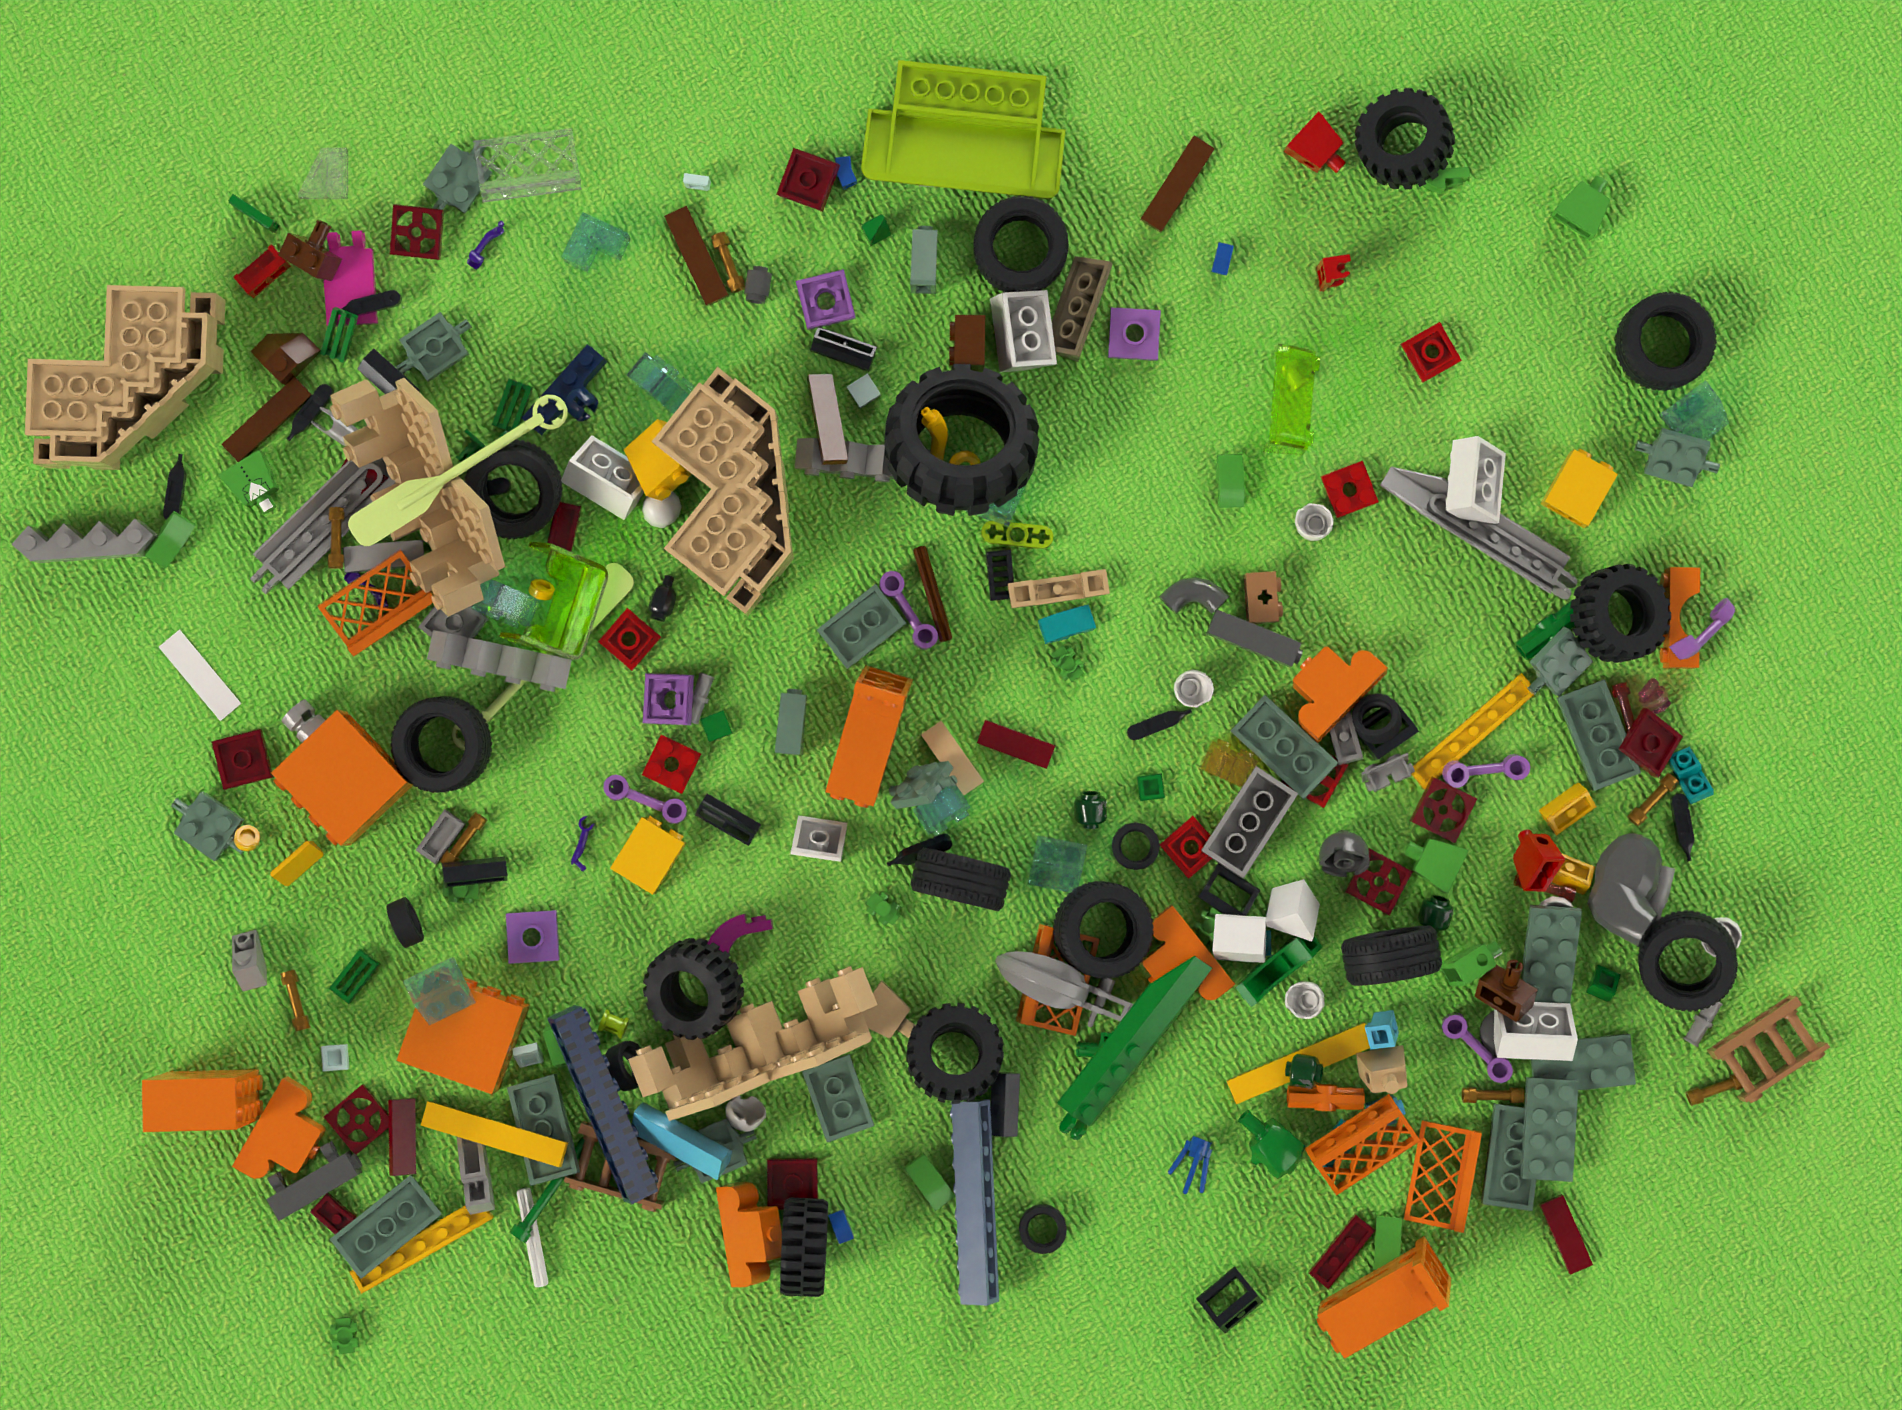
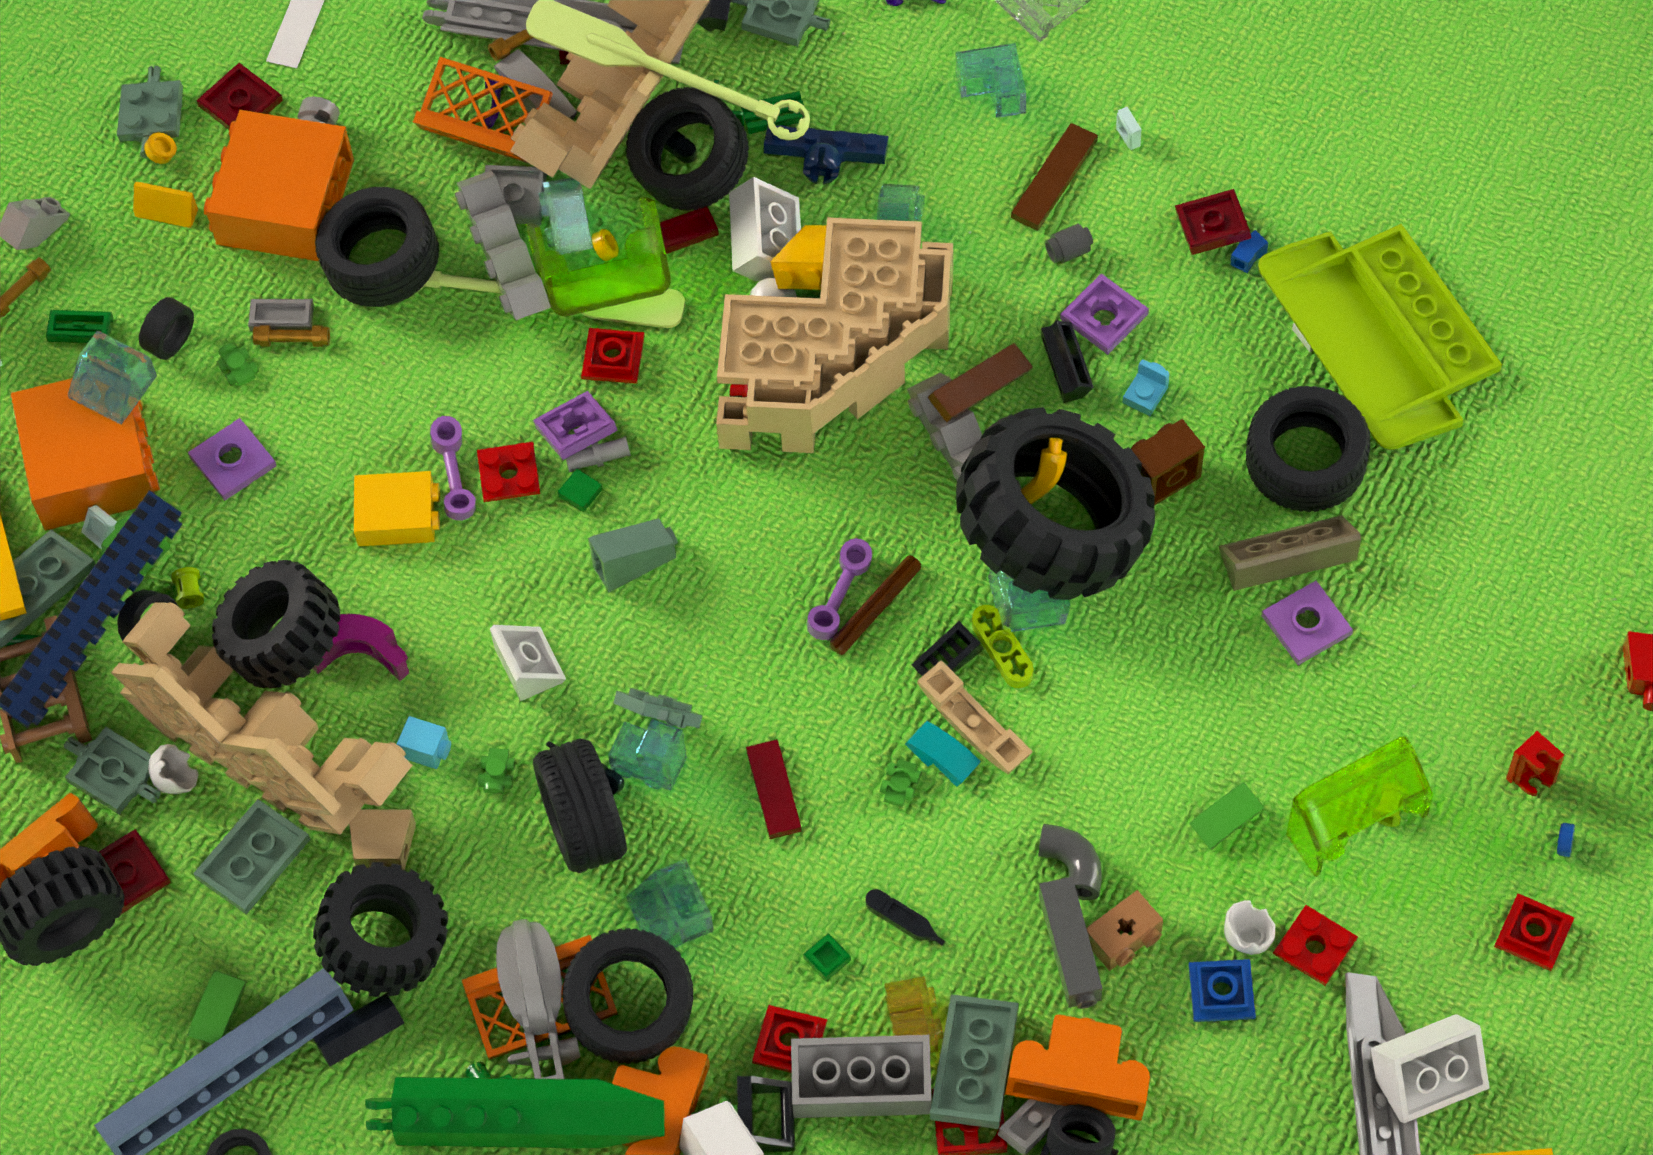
camera: 60 degrees right, 25 degrees down
(474, 871) = (263, 360): black piece -> none
(581, 844) = (356, 446): dark purple piece -> none
(663, 600) = (676, 359): black plant -> none
(681, 1141) = (98, 717): medium azure brick -> none
(721, 242) = (1085, 188): pearl gold bar -> none
(728, 819) = (487, 560): black piece -> none
(834, 942) = (424, 742): none -> medium azure brick
(841, 1226) = (107, 949): blue piece -> none
(861, 626) = (788, 557): sand green plate -> none
(863, 391) = (1040, 399): light aqua tile -> none
(868, 736) = (672, 622): orange brick -> none
(876, 230) = (1213, 313): green slope -> none
(899, 312) = (1147, 387): none -> medium azure bracket
(924, 260) = (1215, 373): sand green slope -> none
(947, 749) = (709, 742): tan slope -> none
(1023, 330) = (1222, 509): white slope -> none
(1090, 809) = (755, 906): dark green head -> none
(1154, 846) = (743, 956): black tyre -> none
(1177, 184) = (1499, 562): reddish brown tile -> none
(1193, 688) = (969, 923): white hair -> none
(1222, 258) = (1457, 654): blue piece -> none
(1323, 570) = (1211, 1006): none -> blue piece
(1388, 288) = (1566, 839): none -> blue tile

